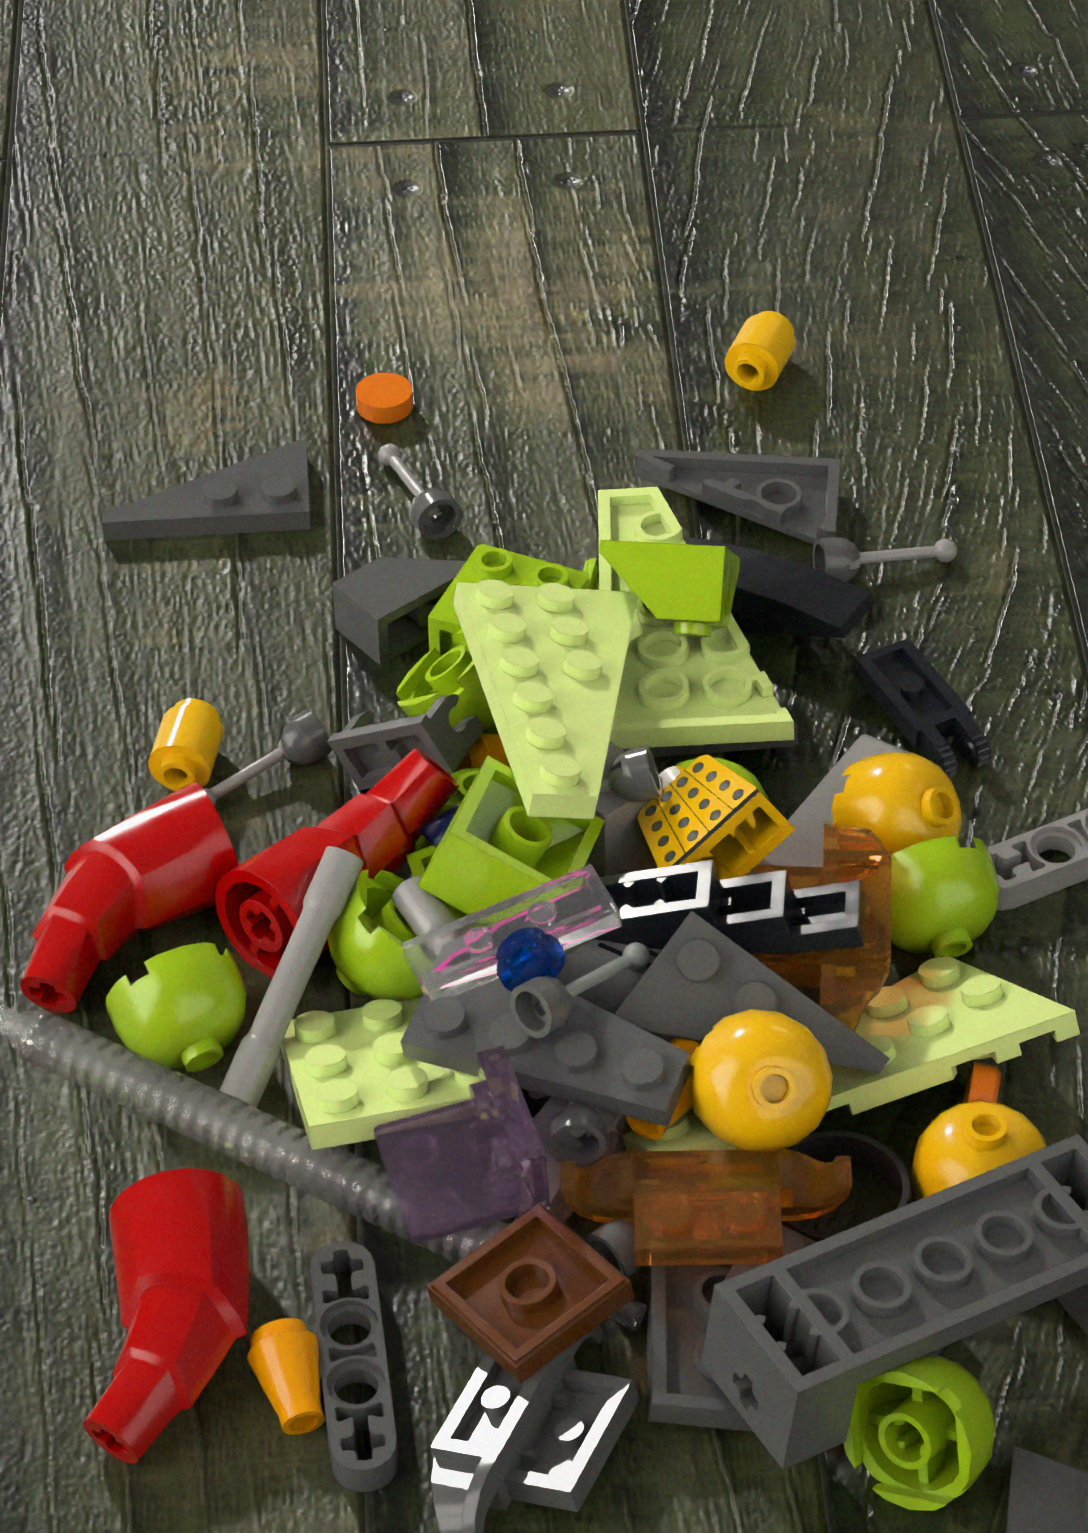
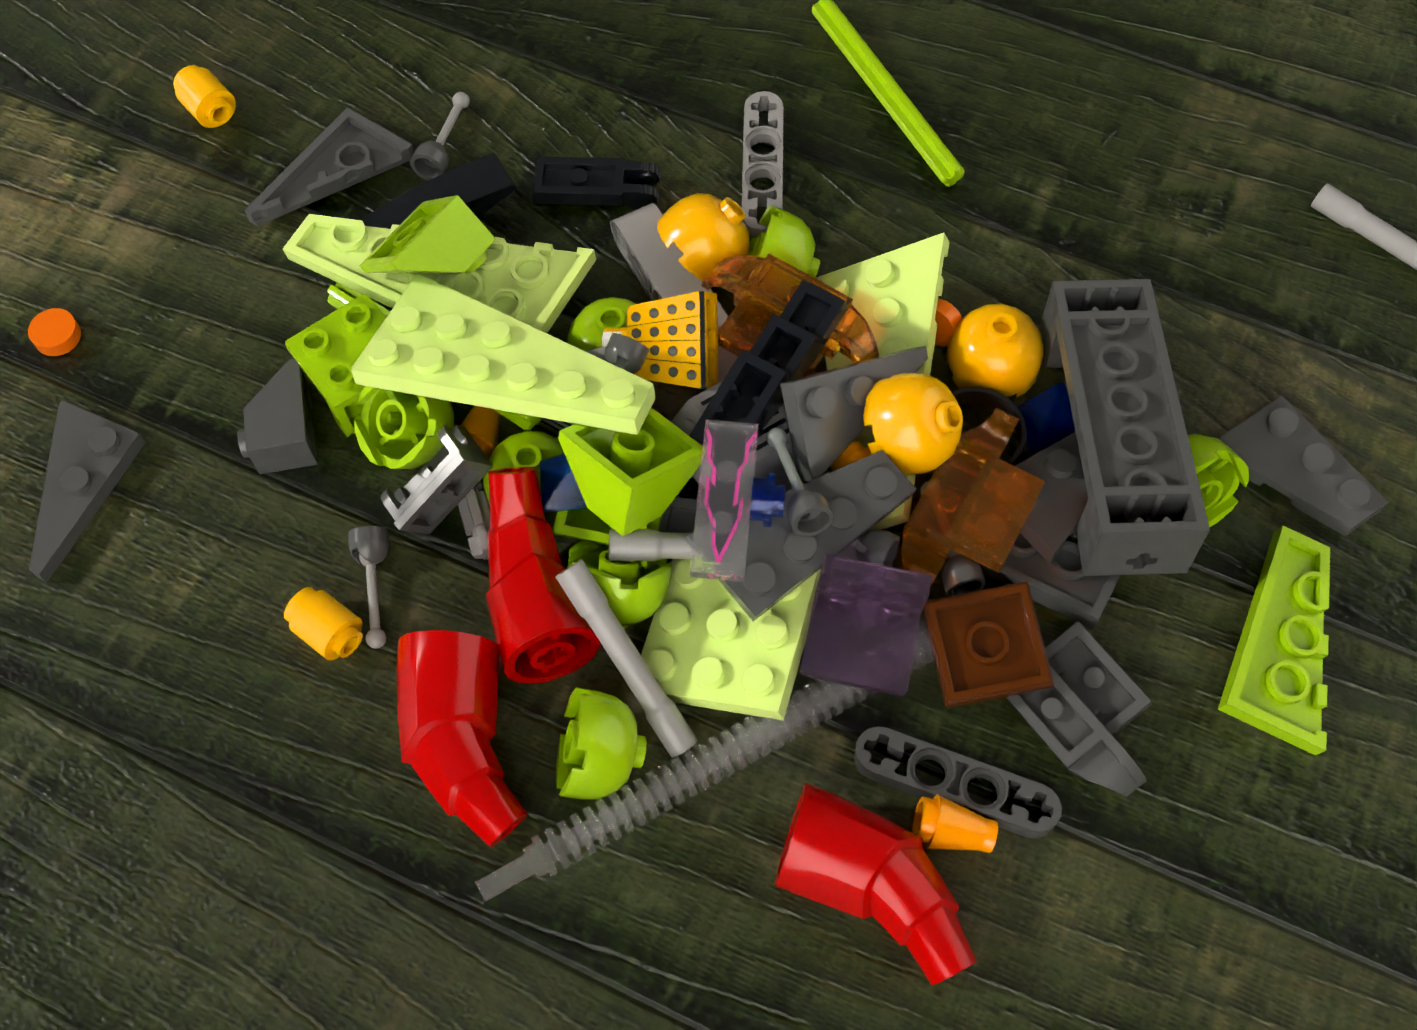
camera: 60 degrees left, 20 degrees up
(425, 503) = (198, 357): dark grey hinge -> none

